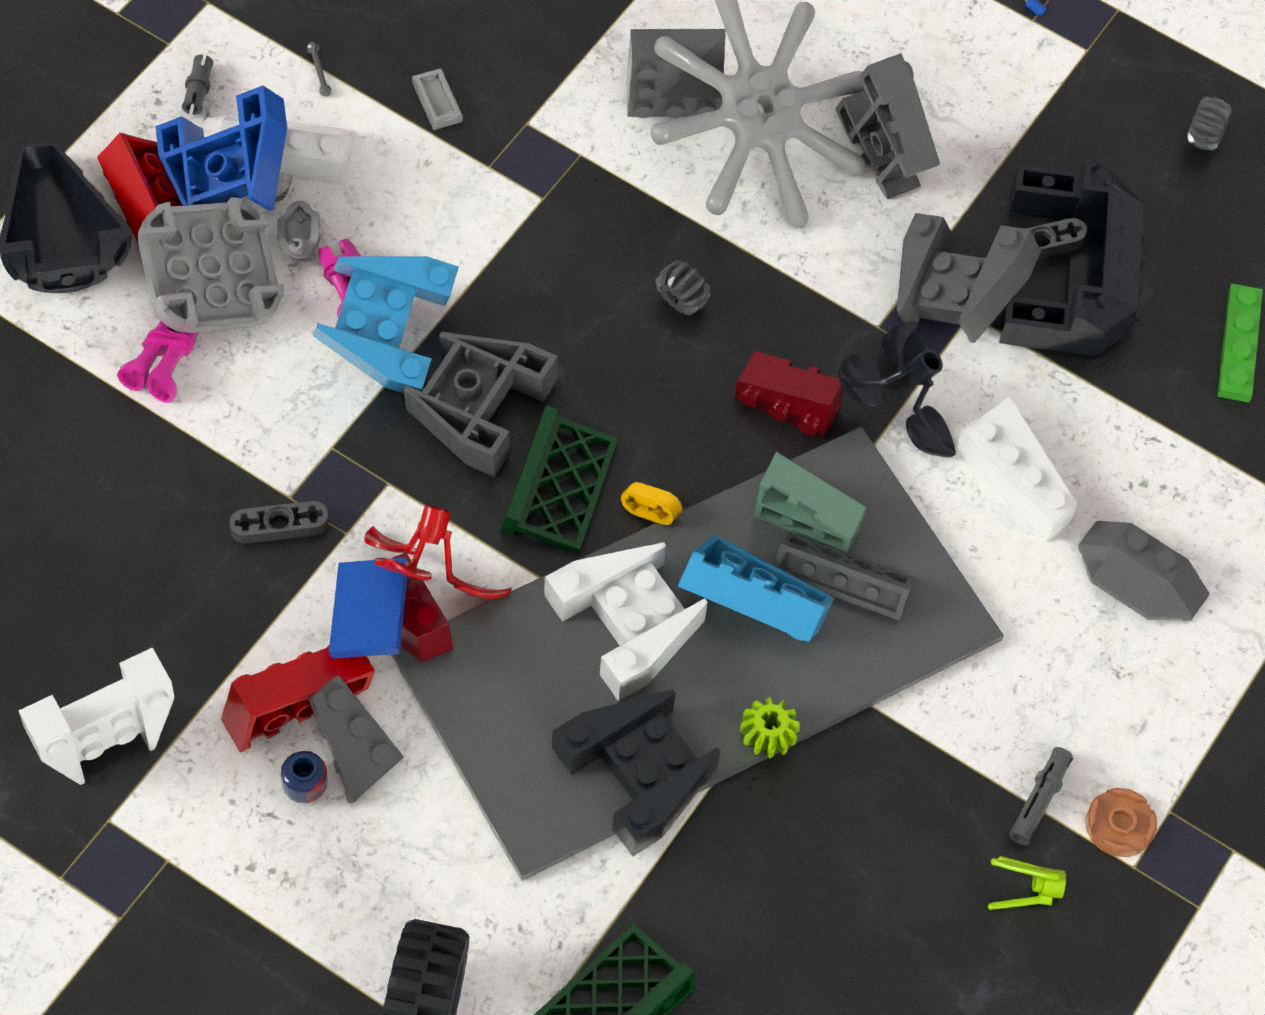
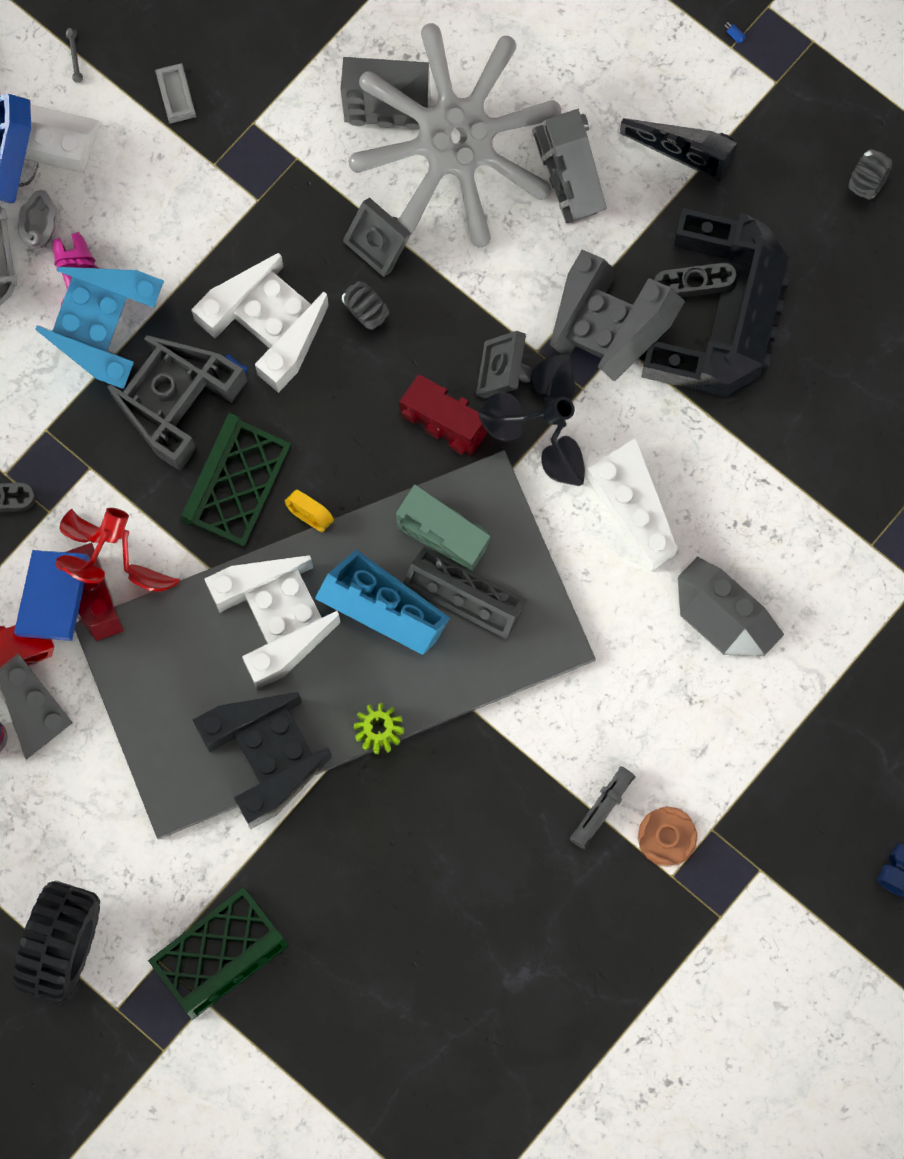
camera: 15 degrees right, 15 degrees up
(571, 304) = (270, 313): none -> white wedge
(685, 218) = (376, 237): none -> dark grey tile
(846, 333) = (503, 365): none -> dark grey tile
(1012, 113) = (693, 147): none -> black wedge
(1046, 881) = (592, 883): lime plant -> none
(1240, 343) = (859, 394): bright green plate -> none

